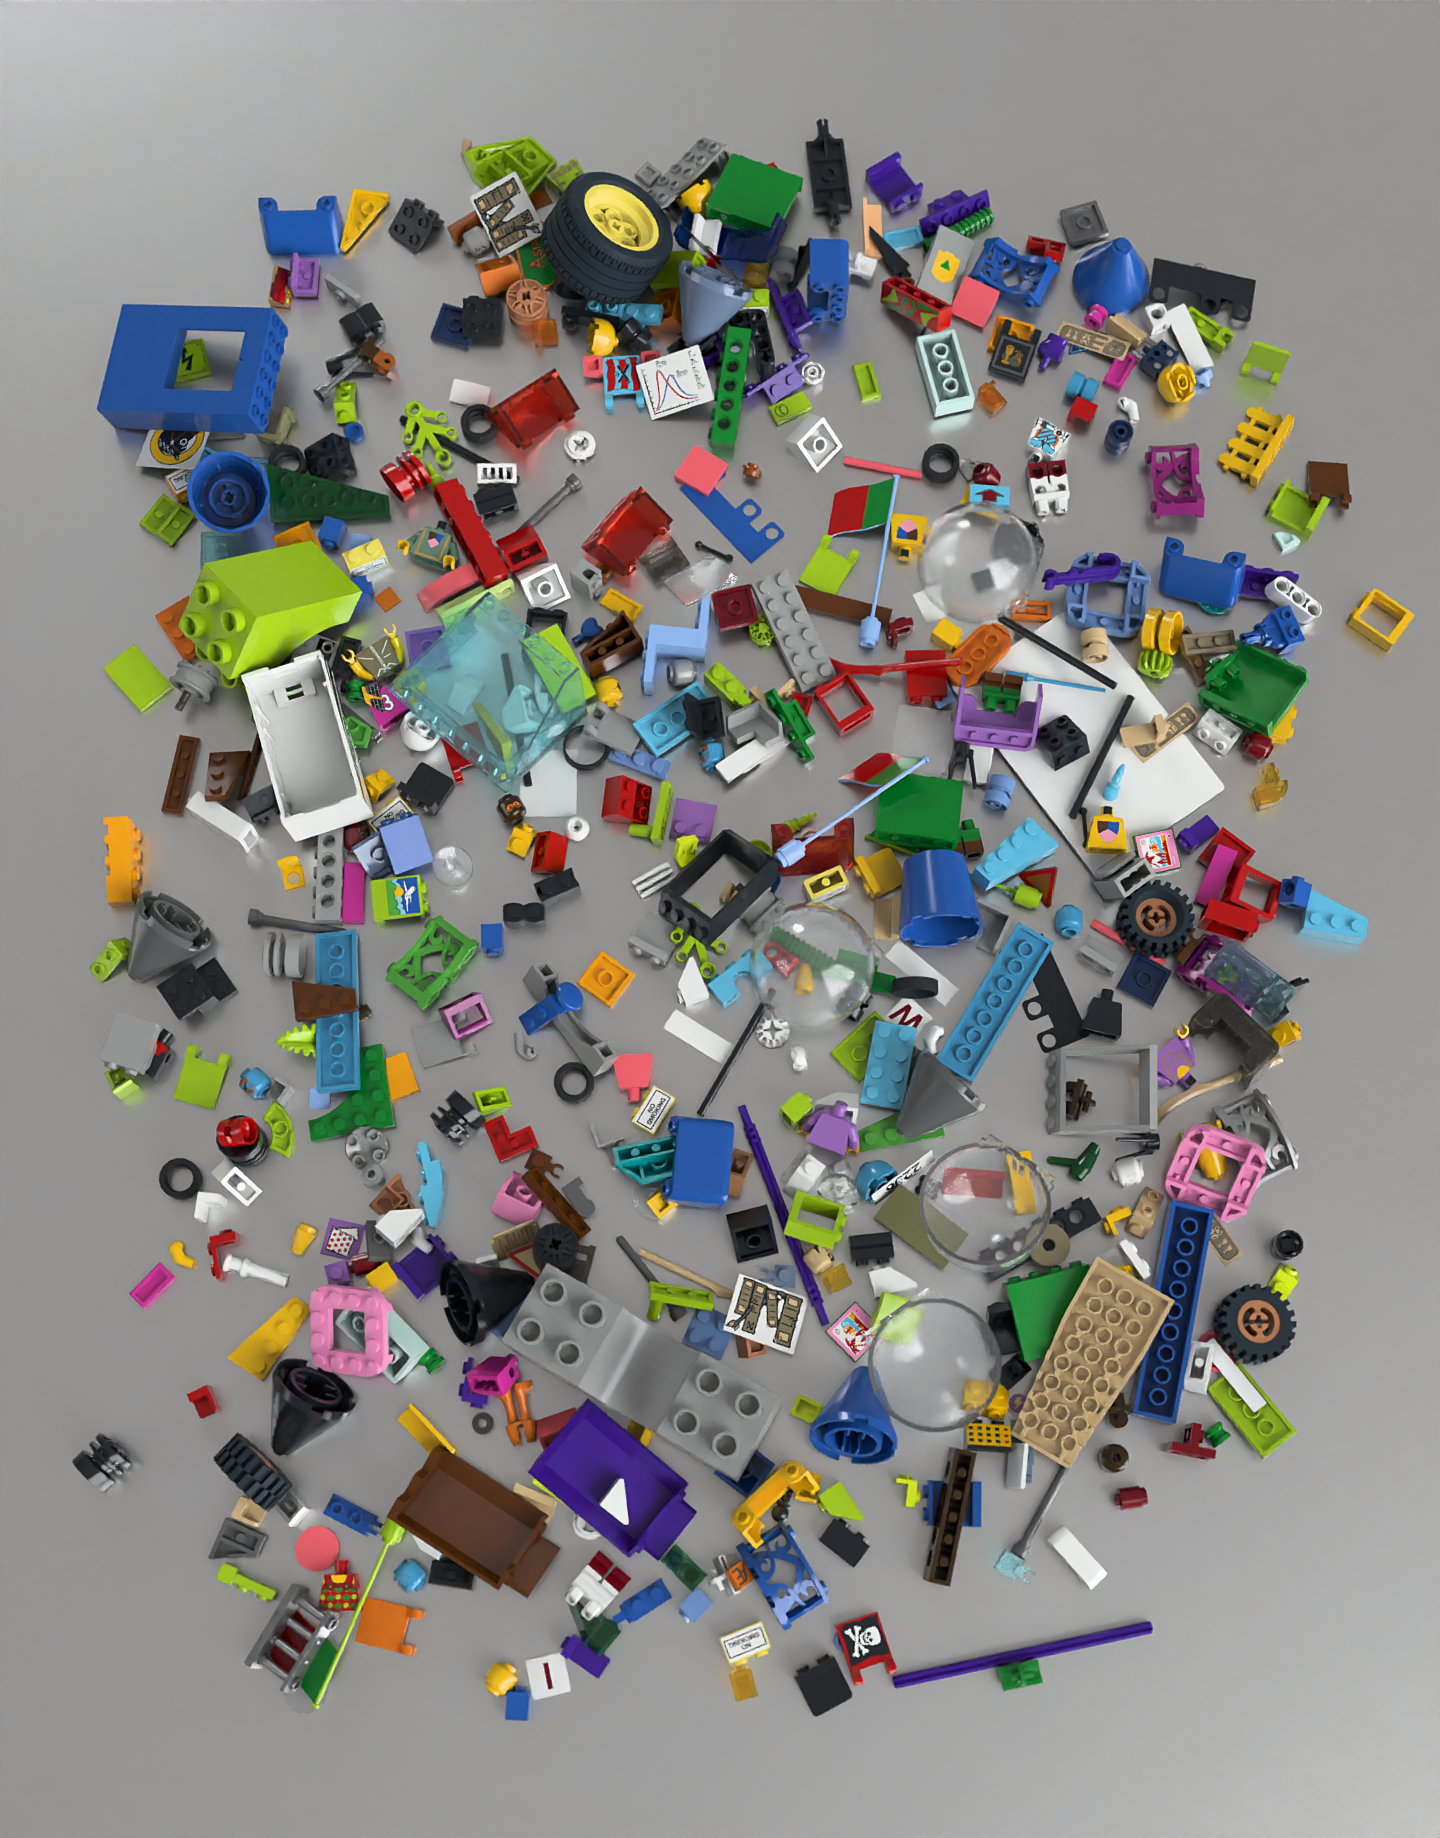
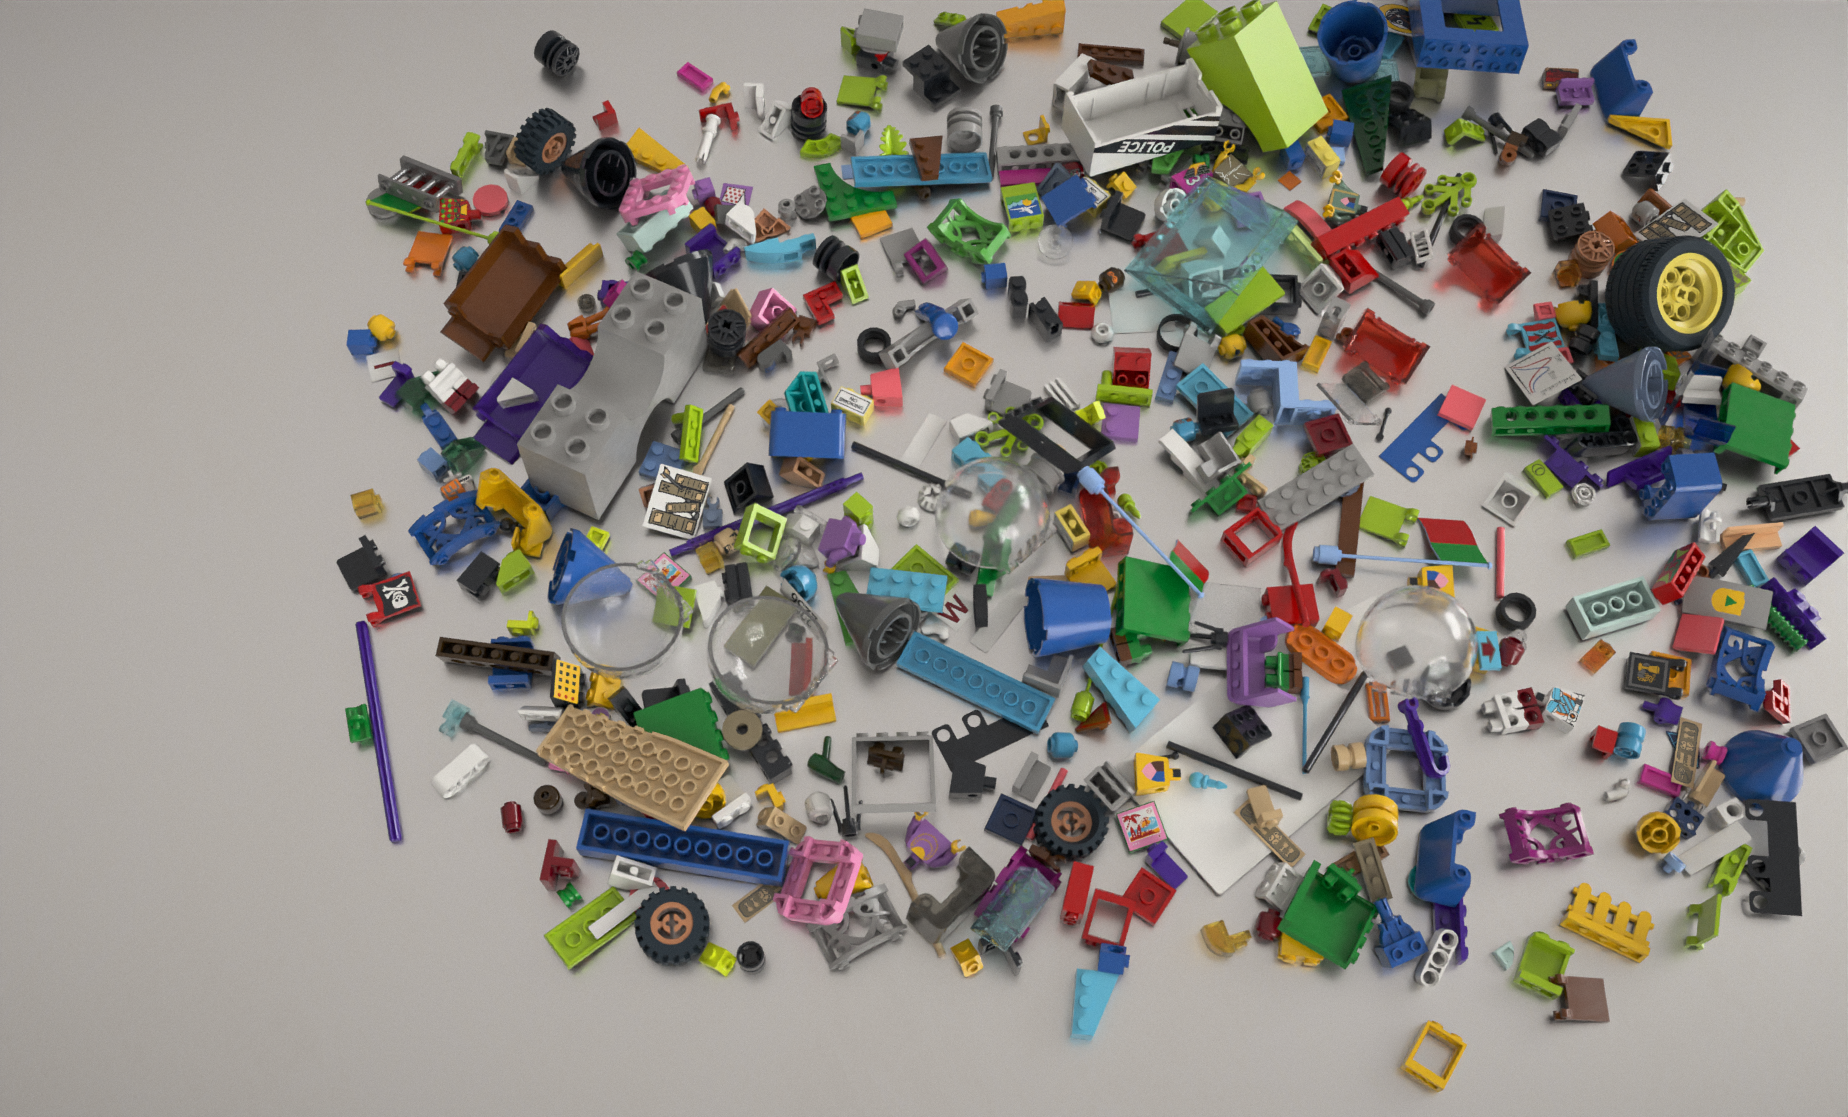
camera: 85 degrees right, 10 degrees down
(174, 1163) = (778, 74): black tyre -> none
(302, 1238) = (734, 167): yellow cone -> none
(354, 432) = (1438, 142): blue tile -> none
(579, 437) = (1461, 303): white gear -> none
(744, 1643) = (399, 502): brick -> none
(1118, 437) = (1582, 776): dark blue wheel -> none
(1216, 874) = (1123, 883): dark pink tile -> none

